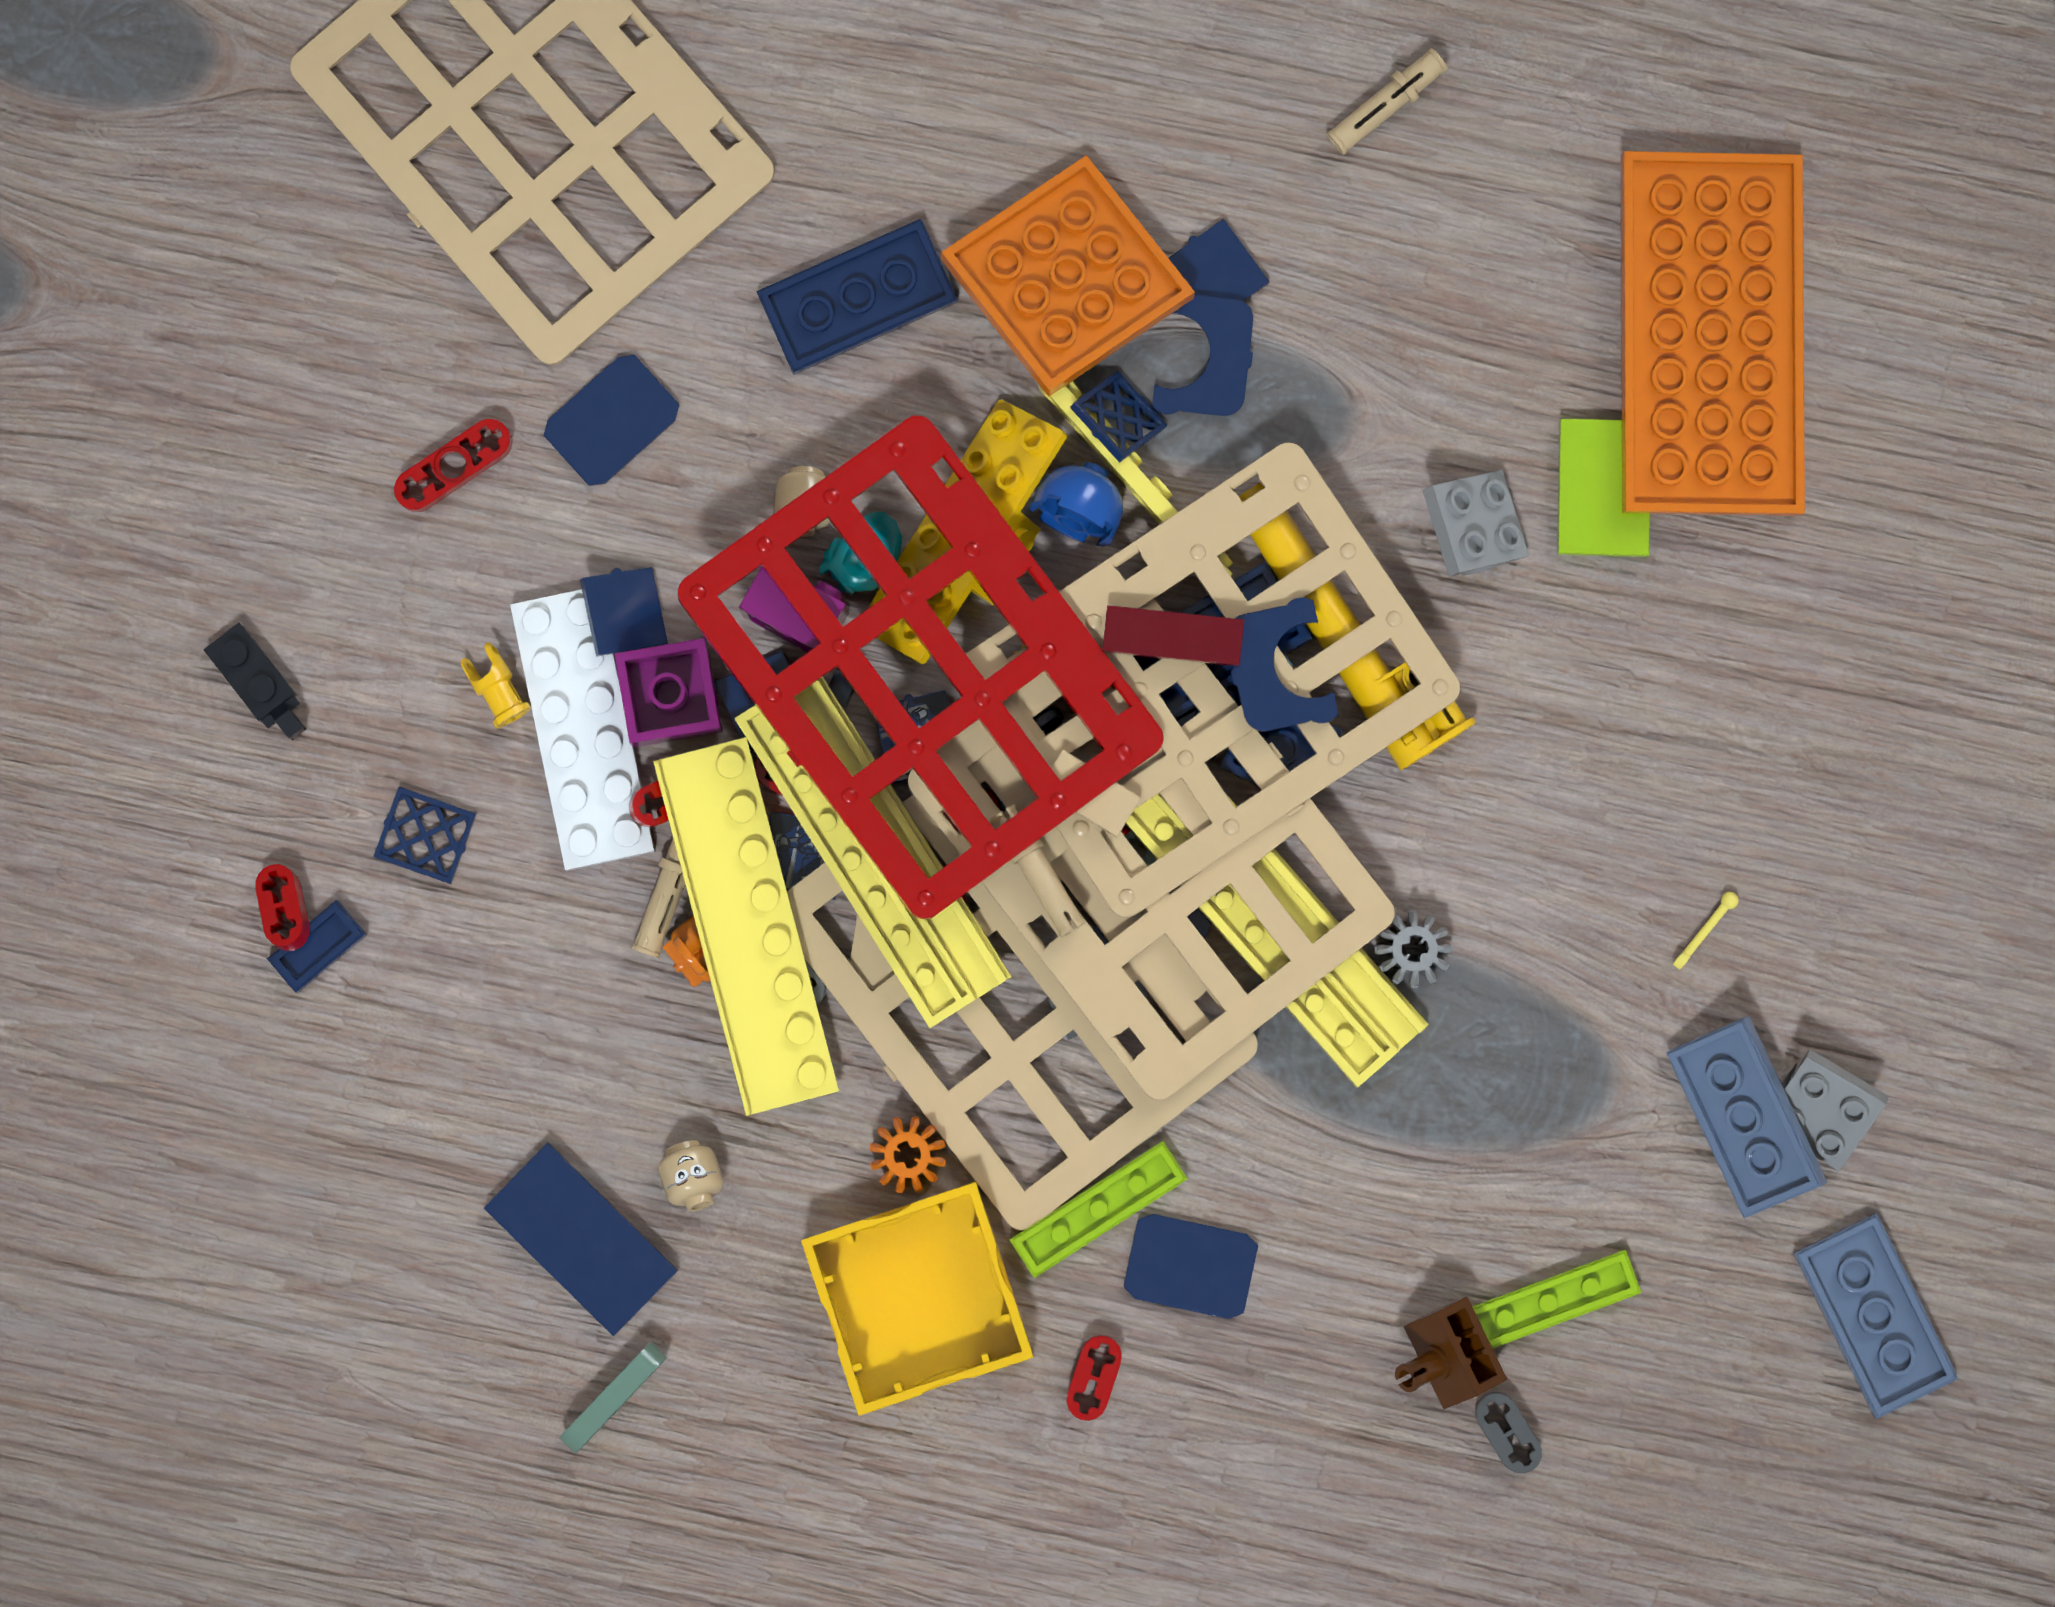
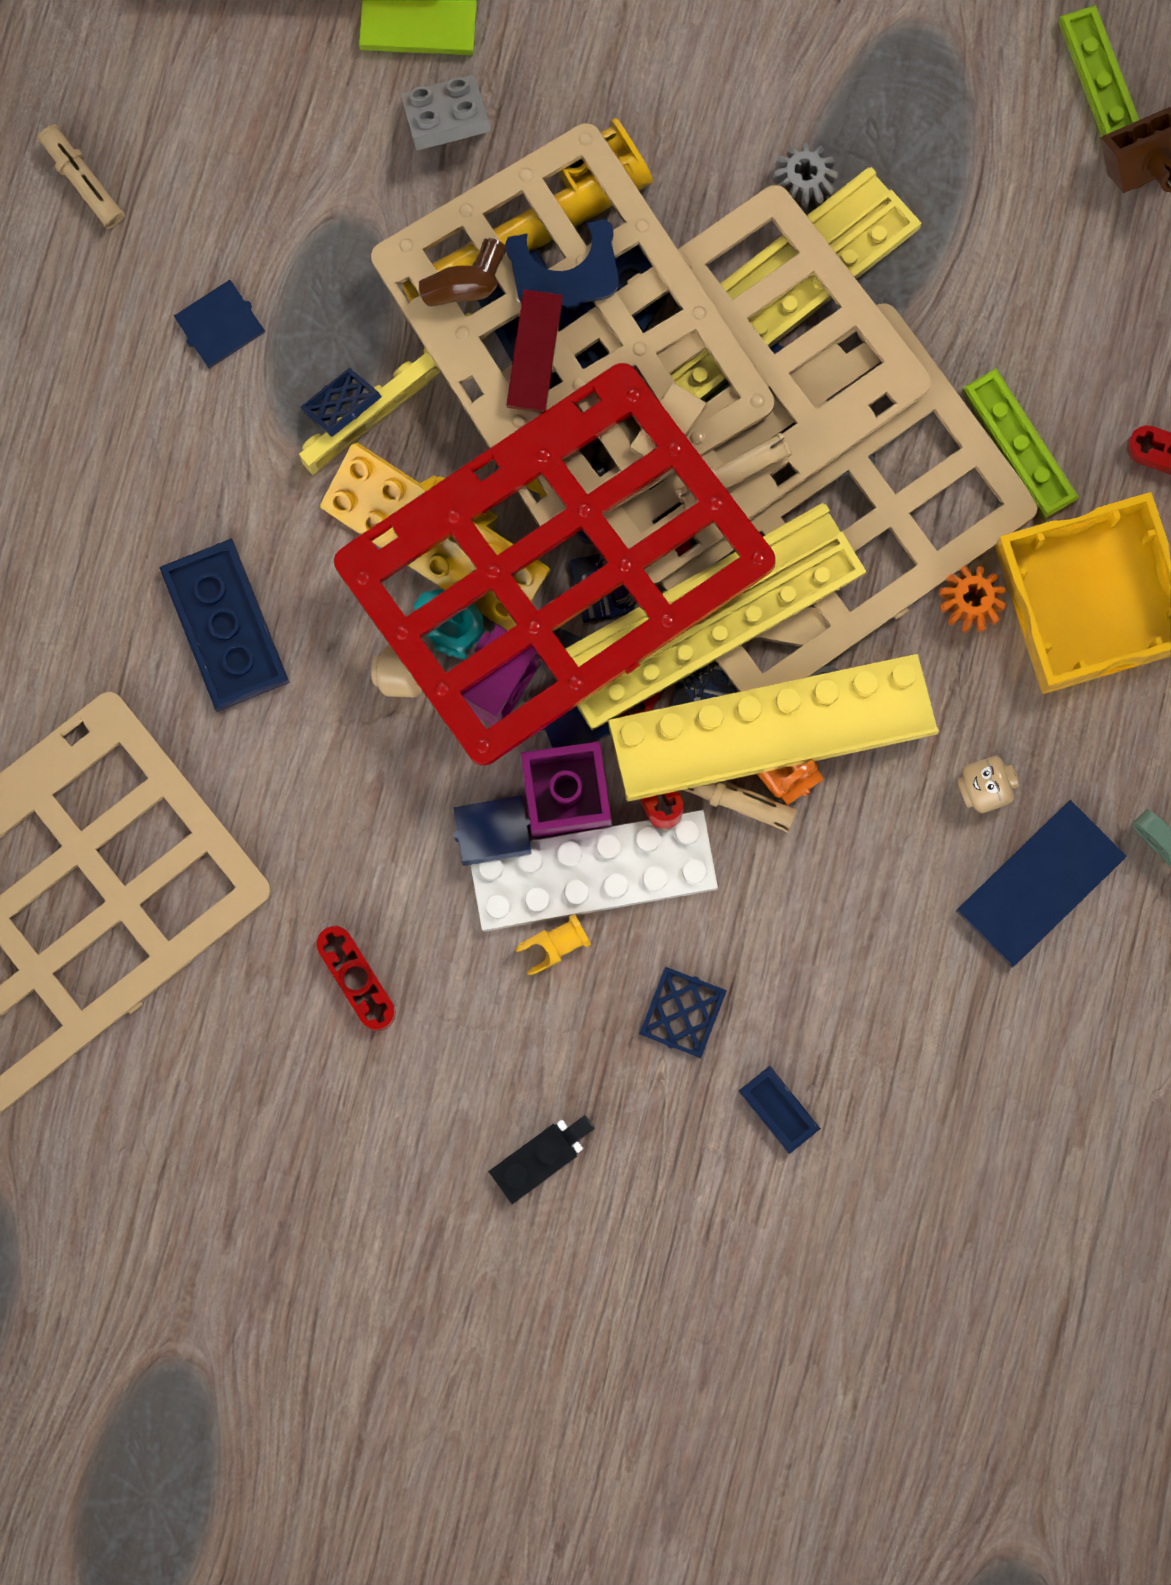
camera: 85 degrees left, 5 degrees down
(272, 909) = (742, 1128): red beam -> none
(611, 420) = (322, 840): dark blue piece -> none
(1067, 275) = (216, 439): orange plate -> none
(1080, 503) = (413, 435): blue cylinder -> none
(1190, 1266) = (1069, 370): dark blue piece -> none
(1223, 383) = (273, 313): dark blue piece -> none
(1250, 553) = (465, 282): none -> reddish brown arm

